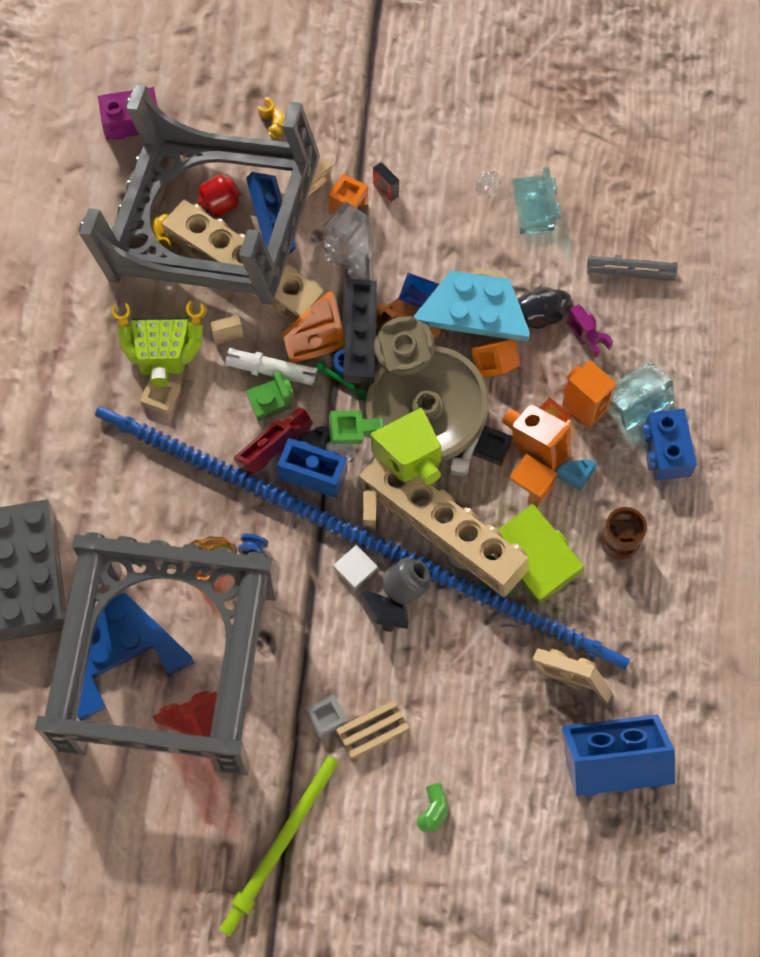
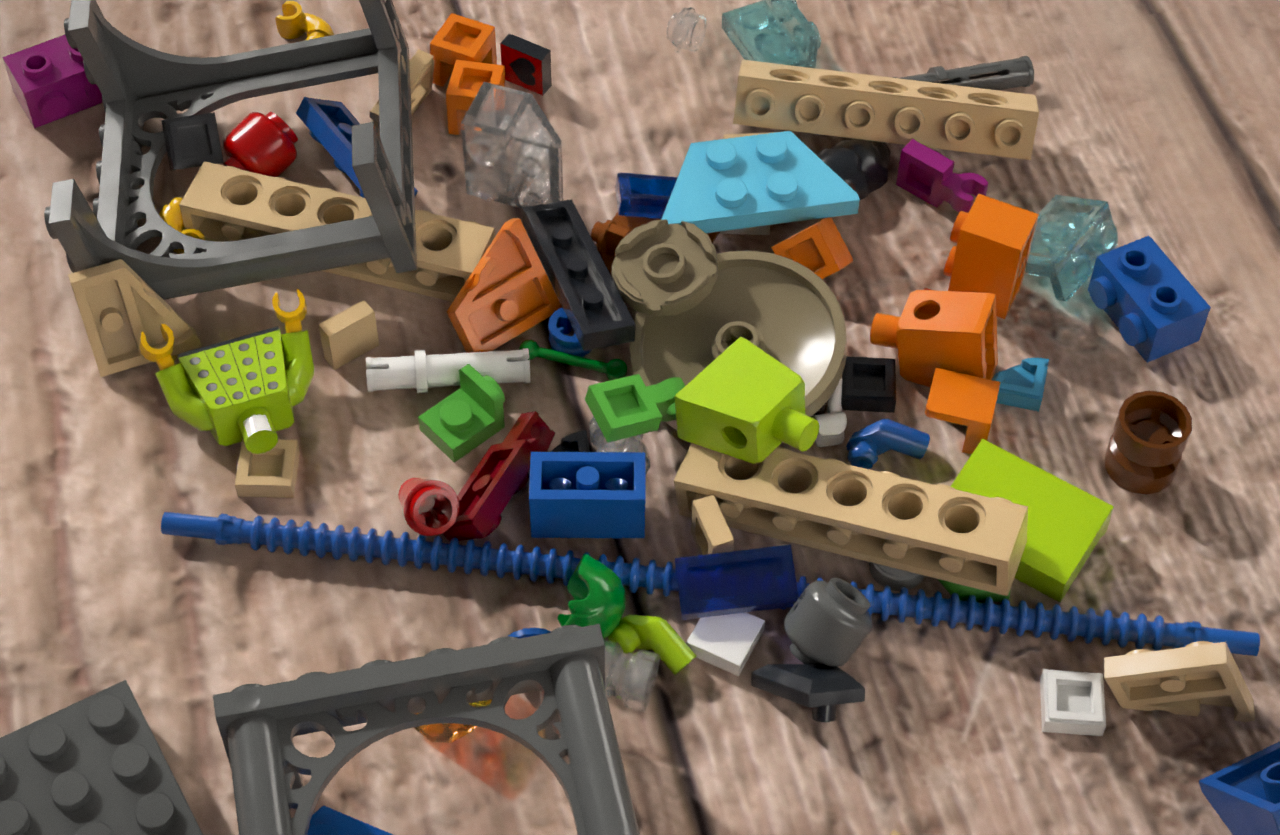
camera: 20 degrees left, 15 degrees down
(113, 284) = (117, 309): none -> tan wing
(182, 182) = (192, 141): none -> black tile
(229, 447) = (428, 505): none -> red cone
(294, 534) = (596, 595): none -> green hair
(296, 575) = (630, 675): none -> clear wheel
(318, 555) = (655, 635): none -> lime arm
(352, 162) = (461, 40): none -> orange panel
(368, 542) = (736, 582): none -> clear blue tile
(485, 481) = (885, 435): none -> blue arm
(516, 663) = (1072, 702): none -> white tile
(575, 277) = (886, 109): none -> tan brick

